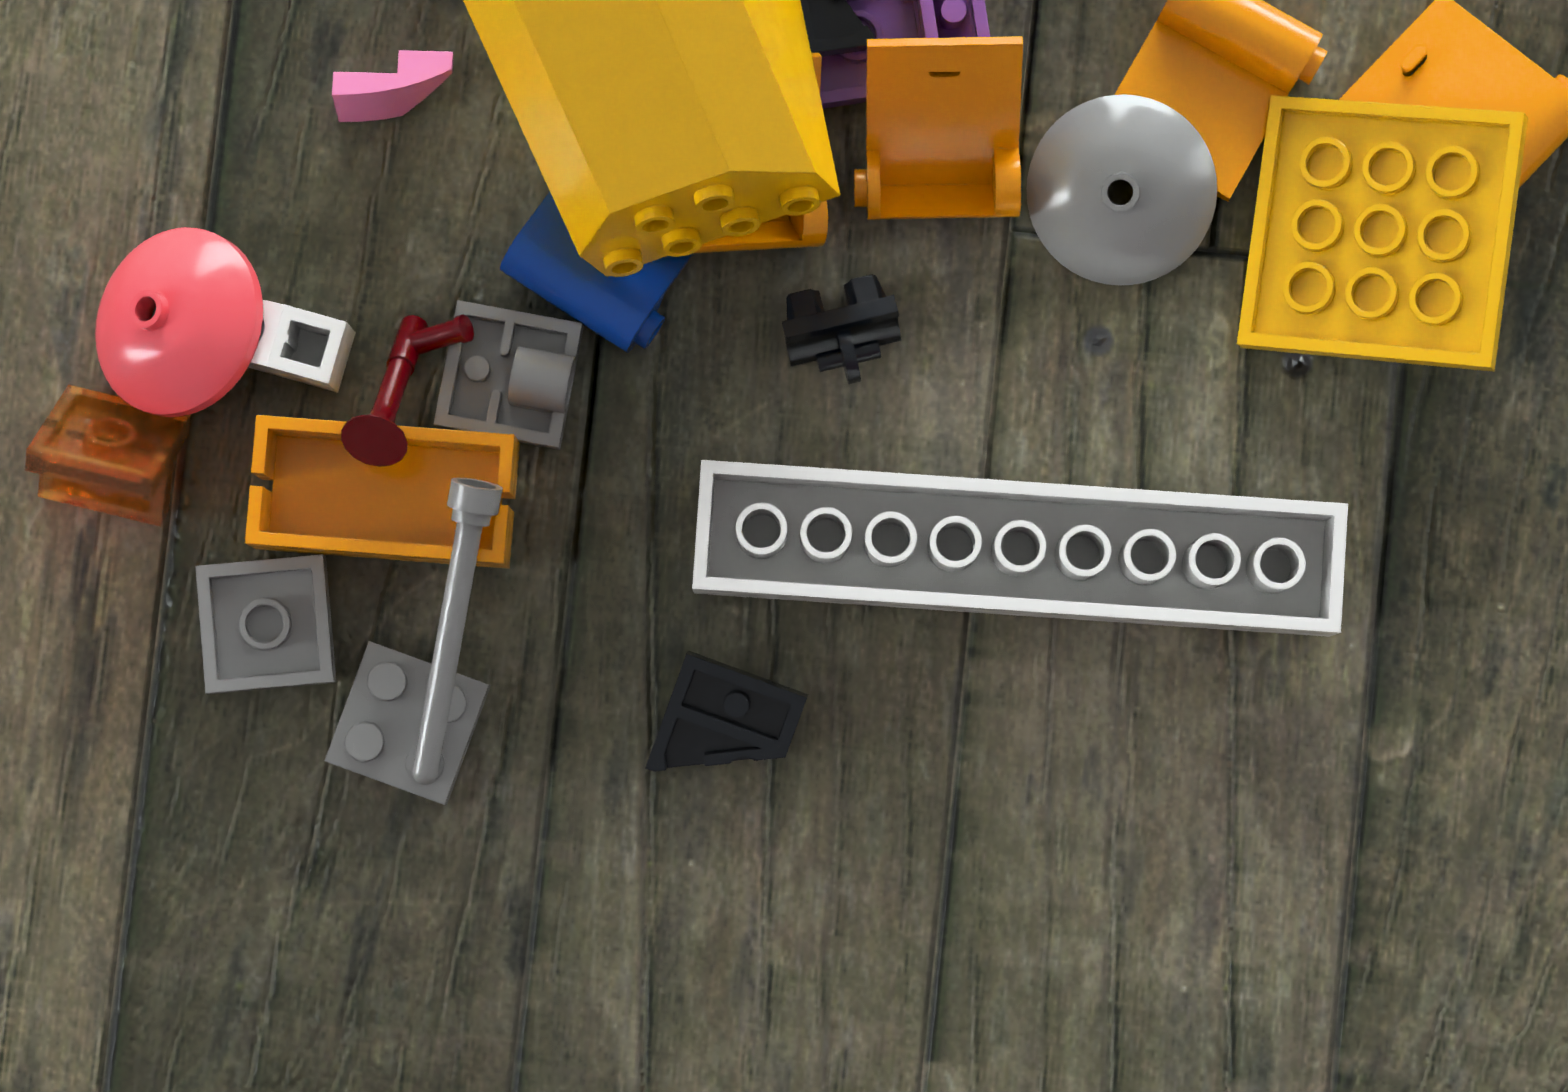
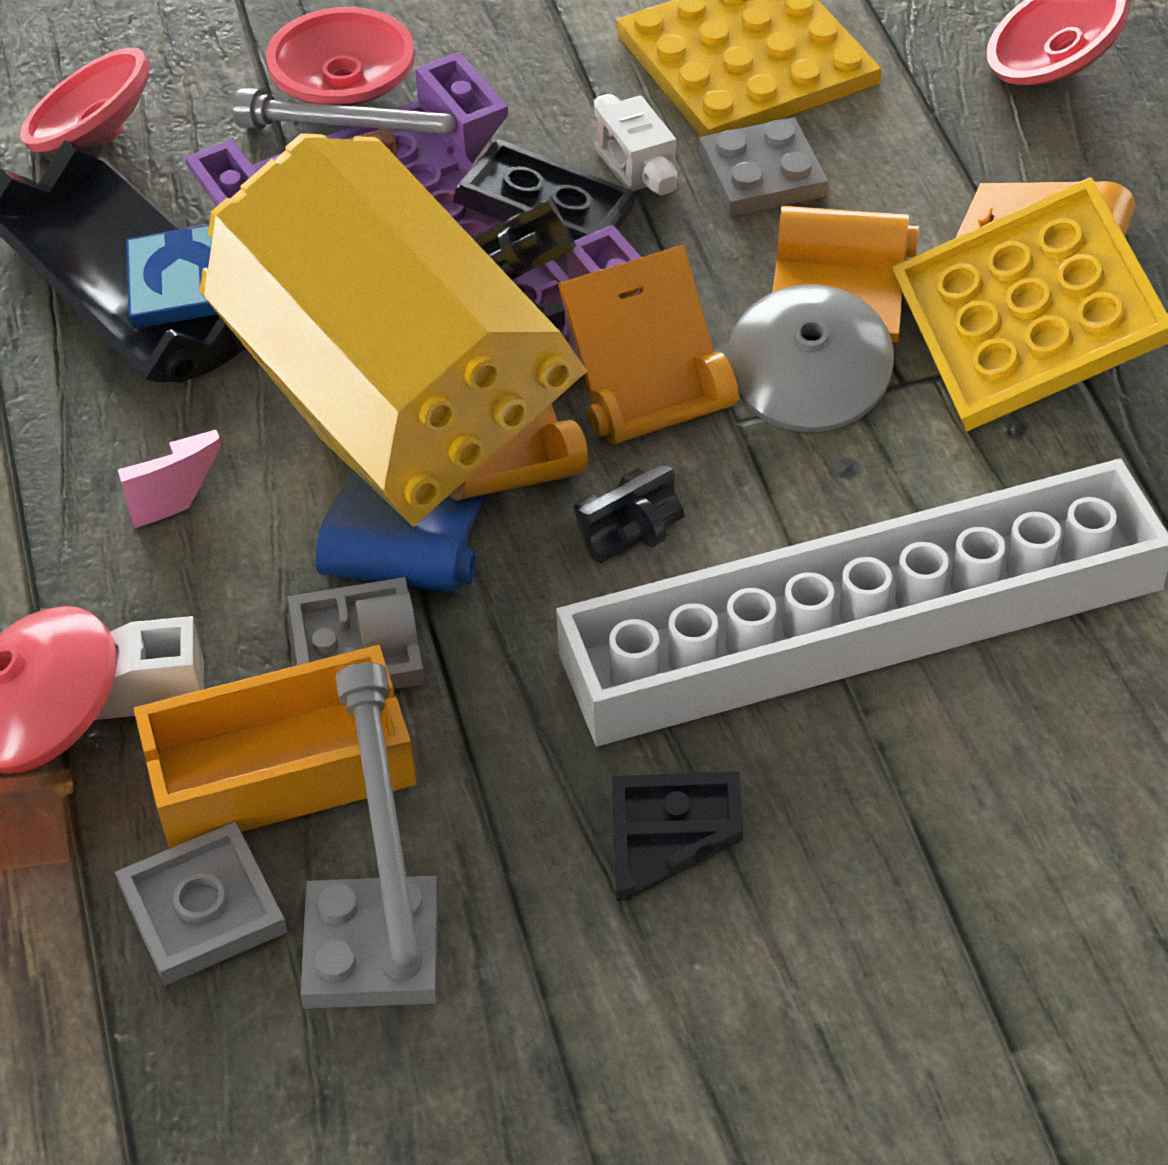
camera: 20 degrees left, 35 degrees down
(375, 436) = (253, 667): dark red piece -> none

